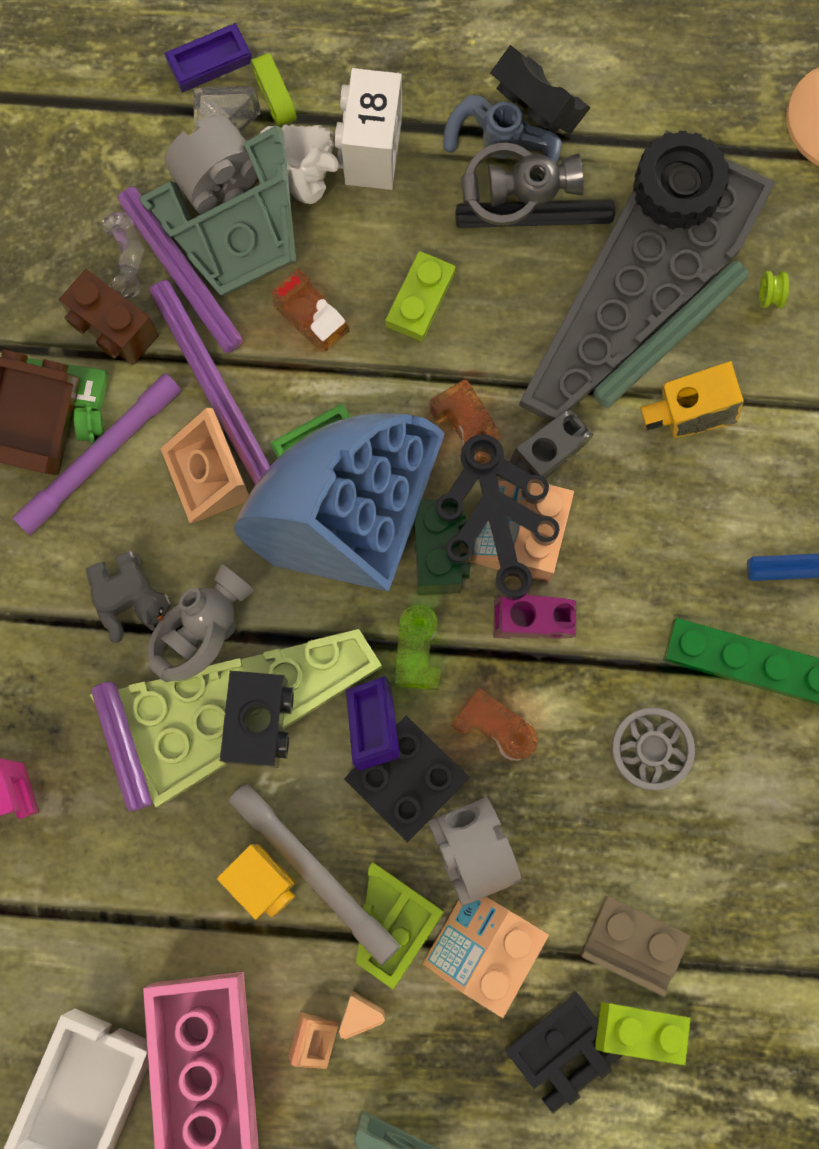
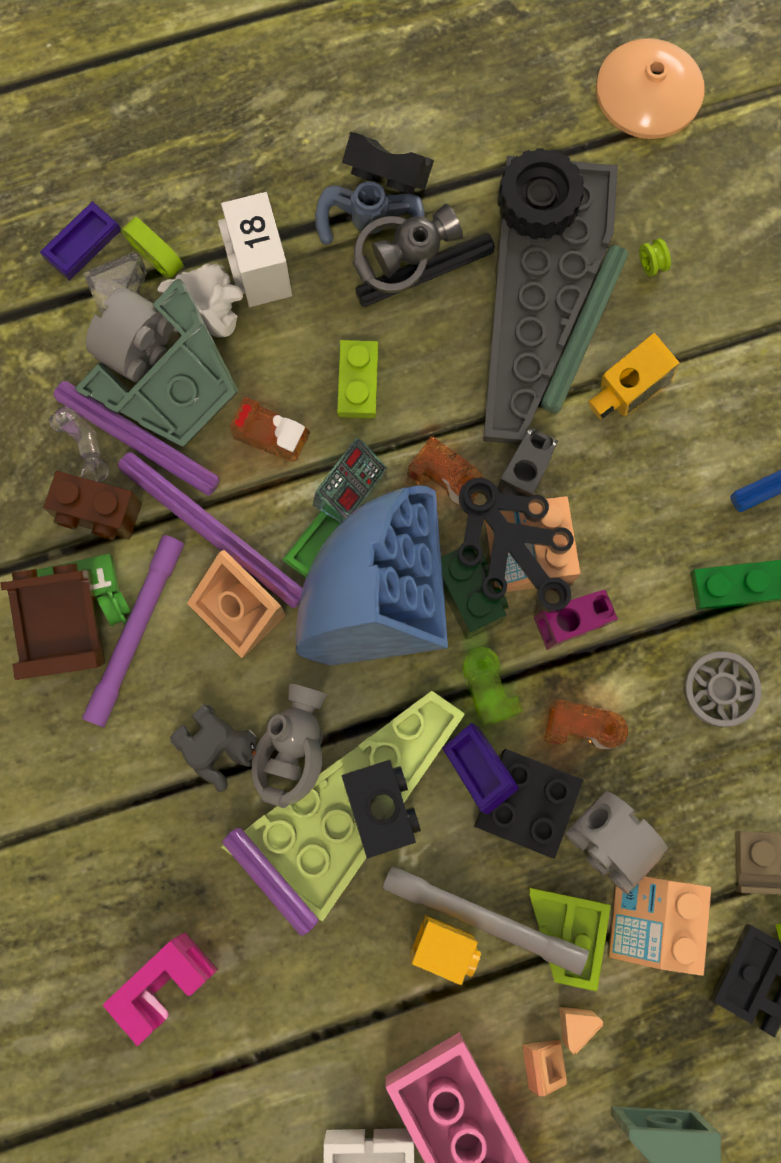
camera: 25 degrees left, 0 degrees up
(367, 390) = (349, 481): none -> slope

